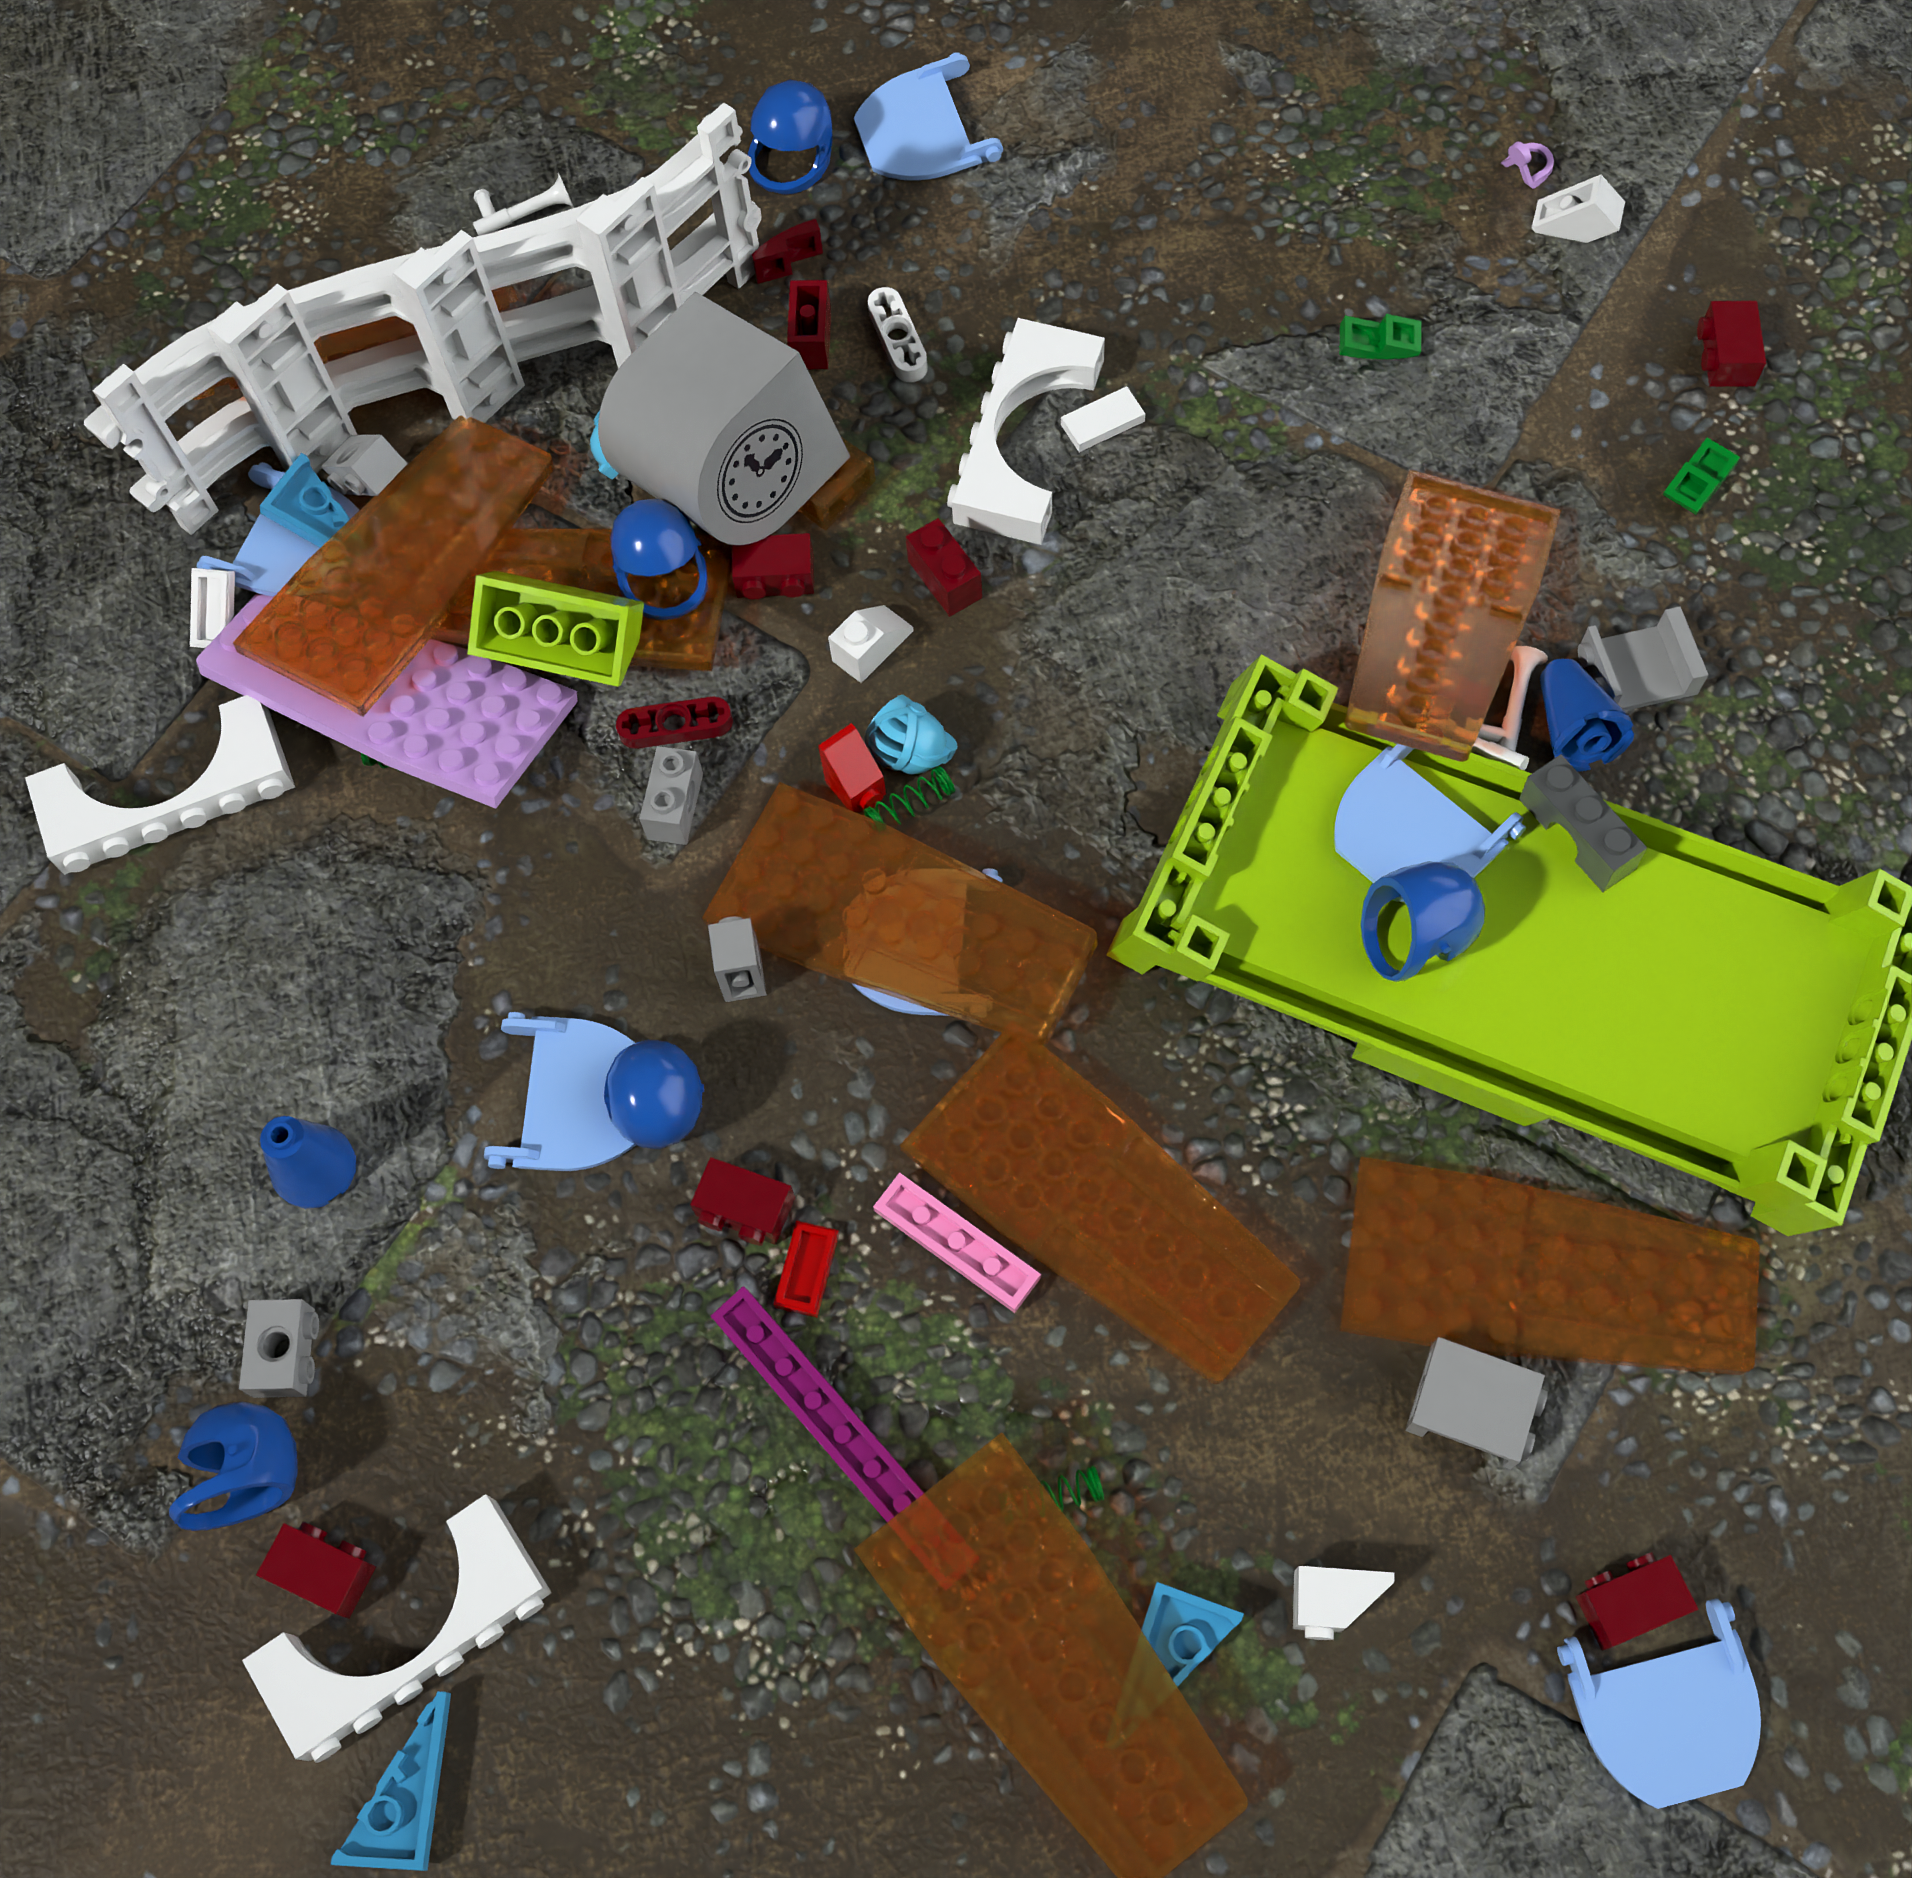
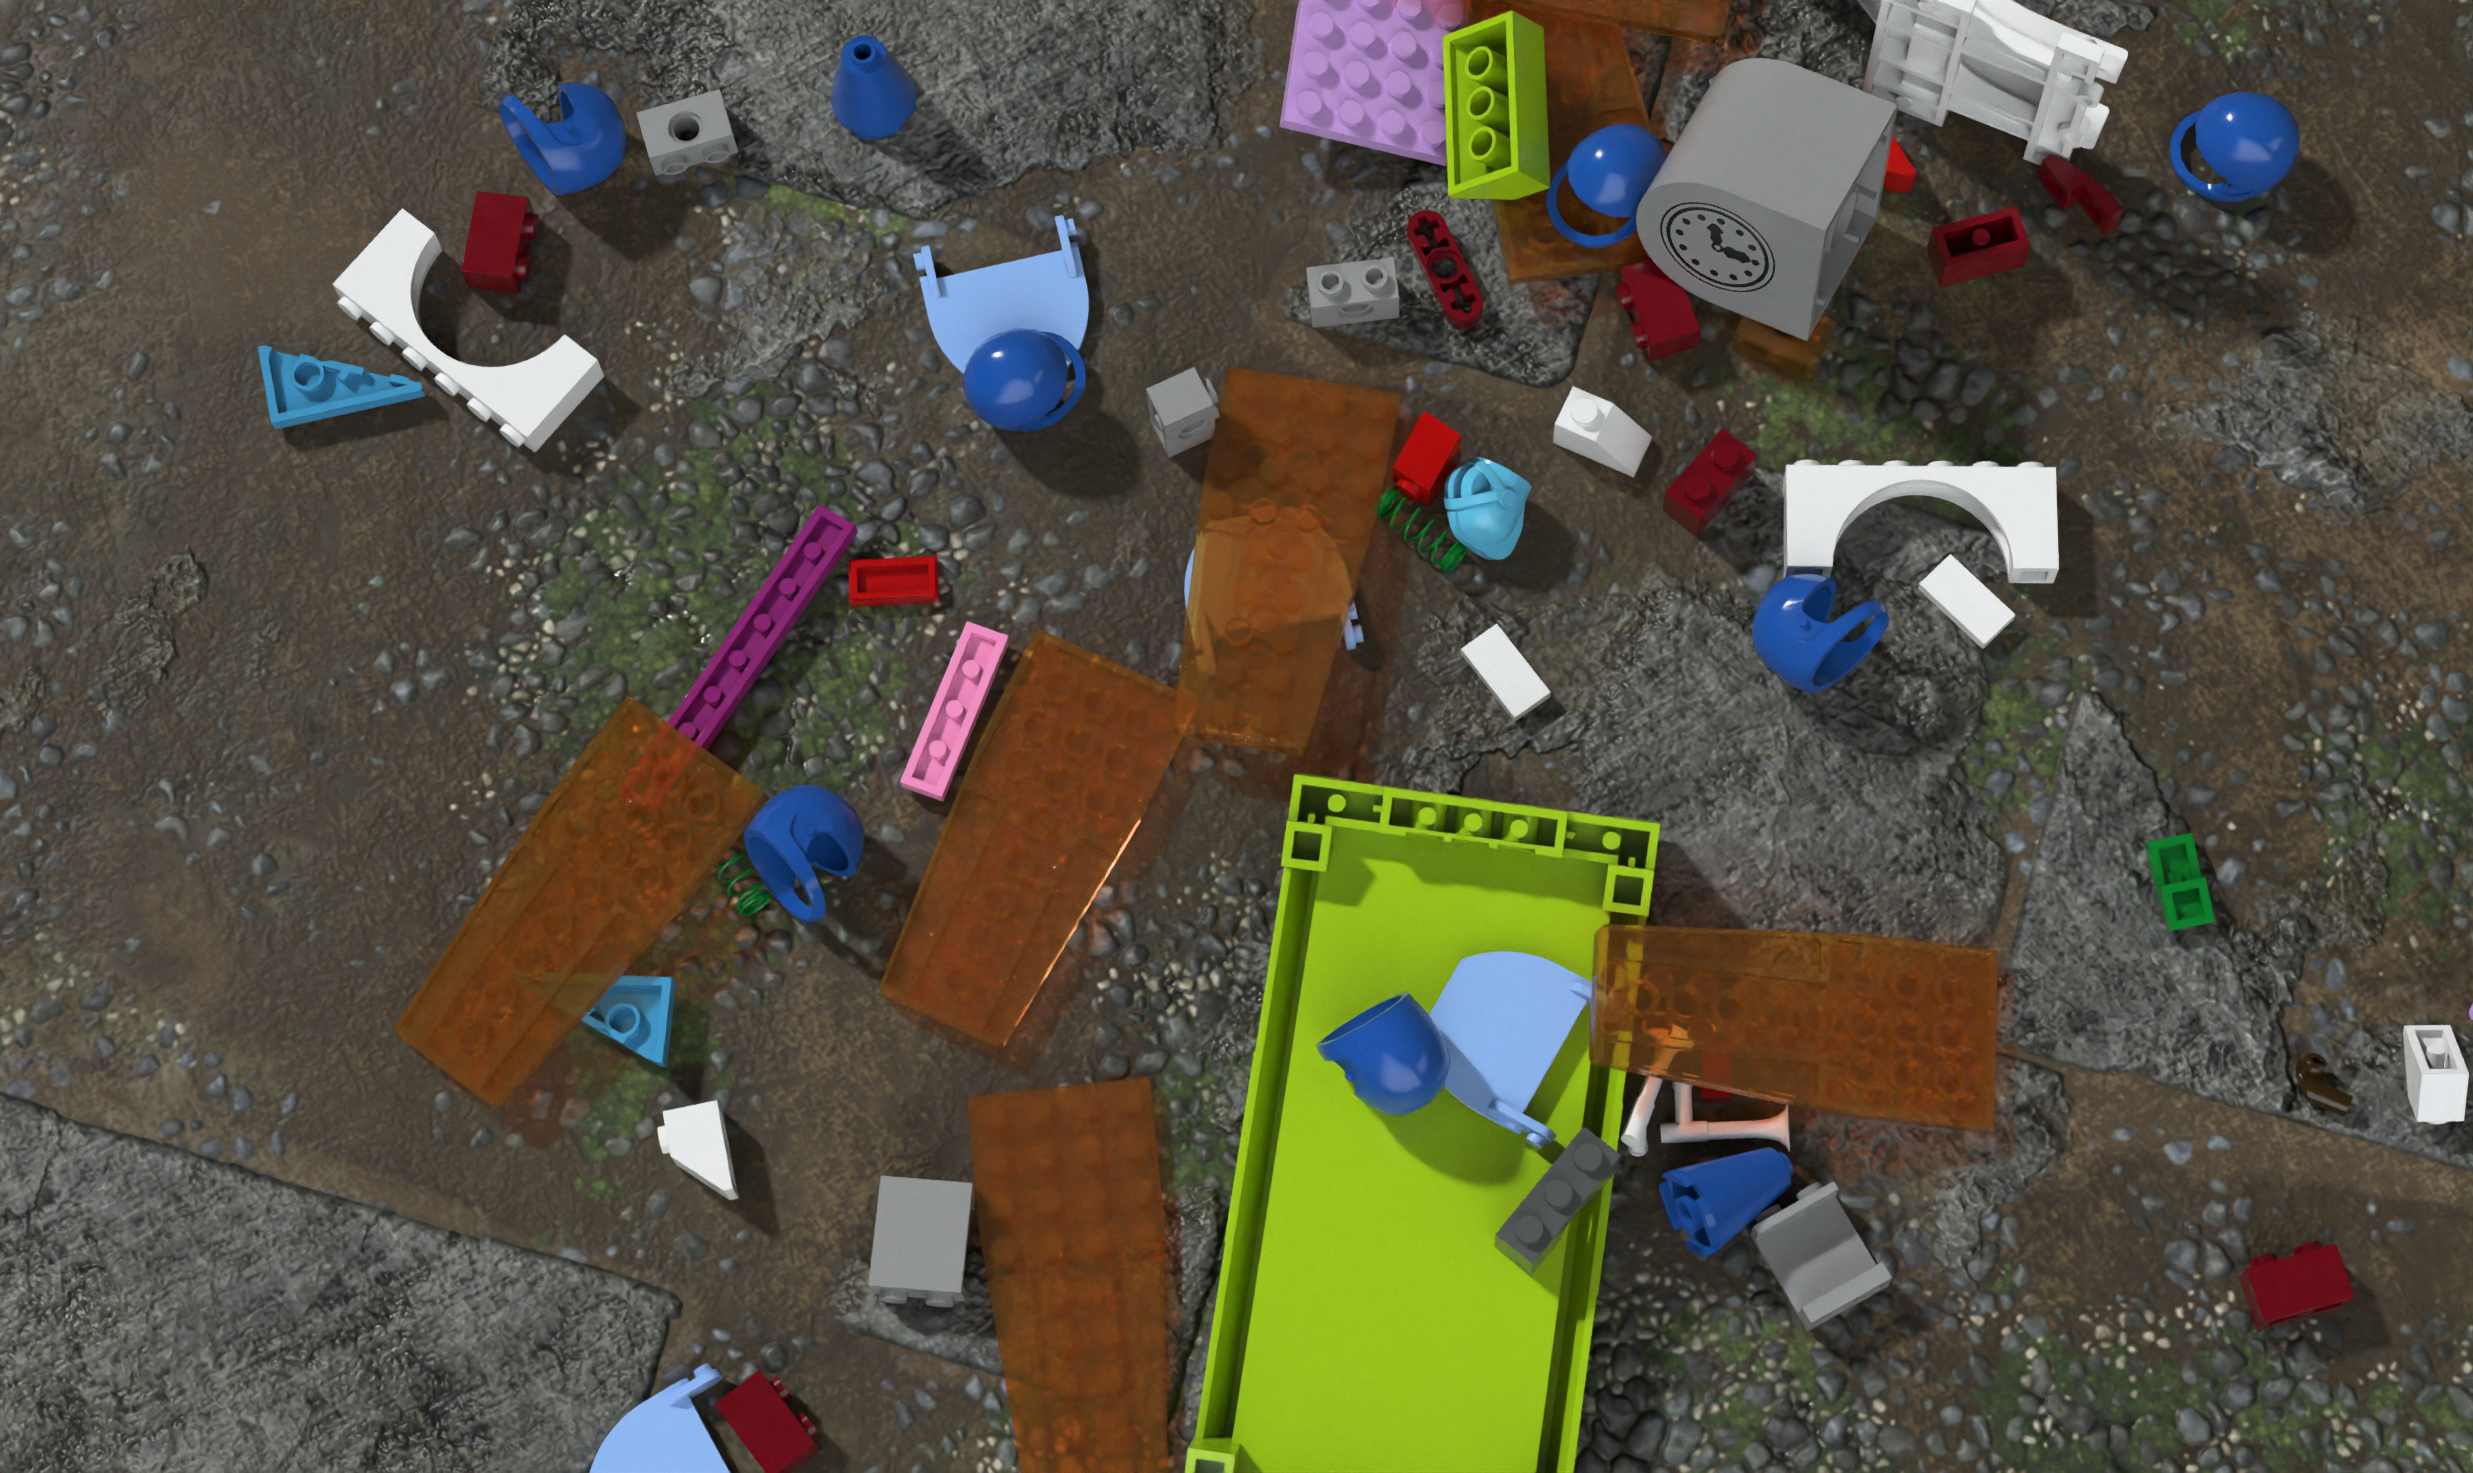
camera: 75 degrees right, 5 degrees up
(742, 1202) = (939, 499): dark red brick -> none
(896, 348) = (2027, 320): white beam -> none
(915, 127) = (2315, 280): light blue piece -> none
(1048, 1402) = (803, 830): none -> blue piece
(1060, 769) = (1505, 672): none -> white tile
(1105, 533) = (1797, 641): none -> blue piece
(1560, 294) = (2315, 1086): none -> dark brown arm
(1701, 476) = (2096, 1284): green slope -> none

